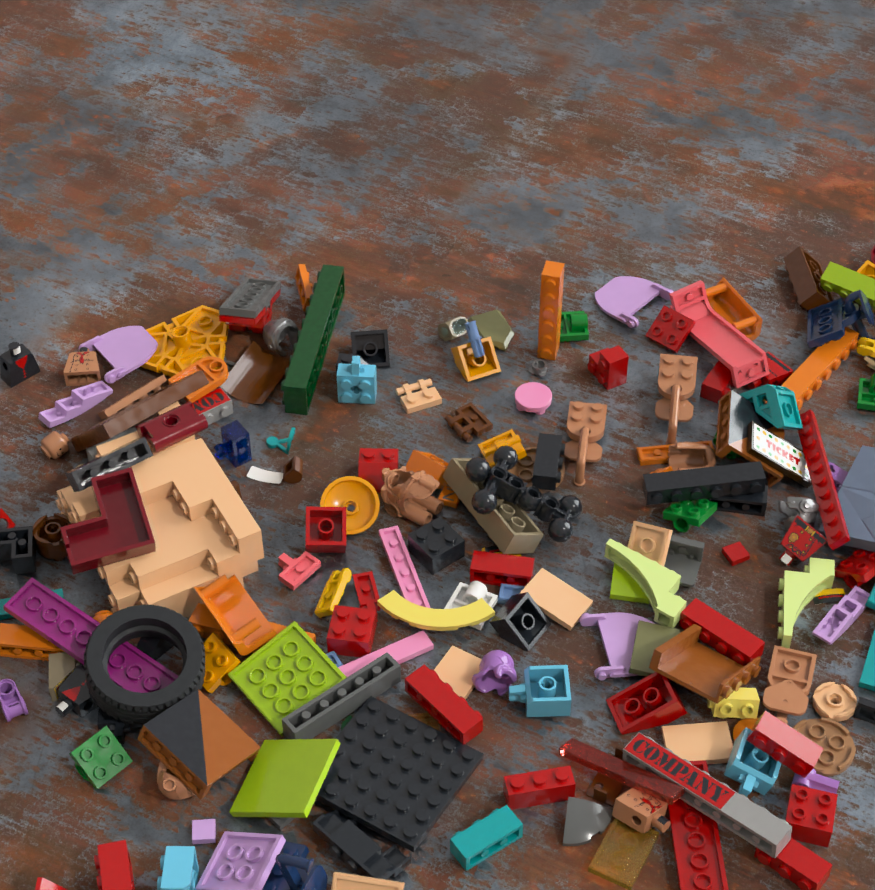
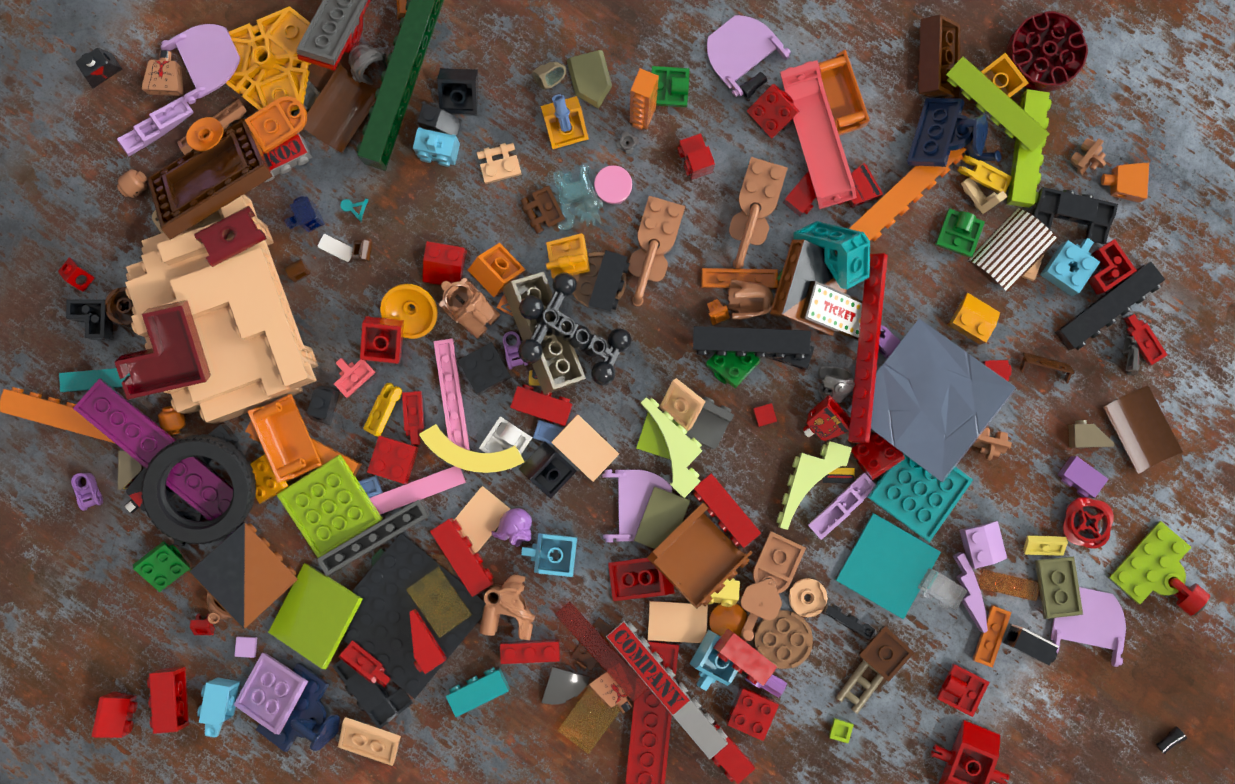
camera: 10 degrees right, 40 degrees up
(113, 461) = (164, 283): black brick -> none
(129, 393) = (204, 134): none -> orange dish
(151, 814) = (201, 627): none -> red tile
(272, 585) = (323, 404): none -> black torso
(352, 811) = (364, 664): none -> red hinge
(422, 775) = (425, 647): none -> red slope
(426, 748) = (439, 602): none -> clear yellow tile
(463, 525) = (512, 351): none -> medium lavender piece
(501, 404) = (578, 191): none -> clear light blue animal
(503, 738) = (510, 604): none -> nougat helmet
(646, 317) = (750, 86): none -> black pin

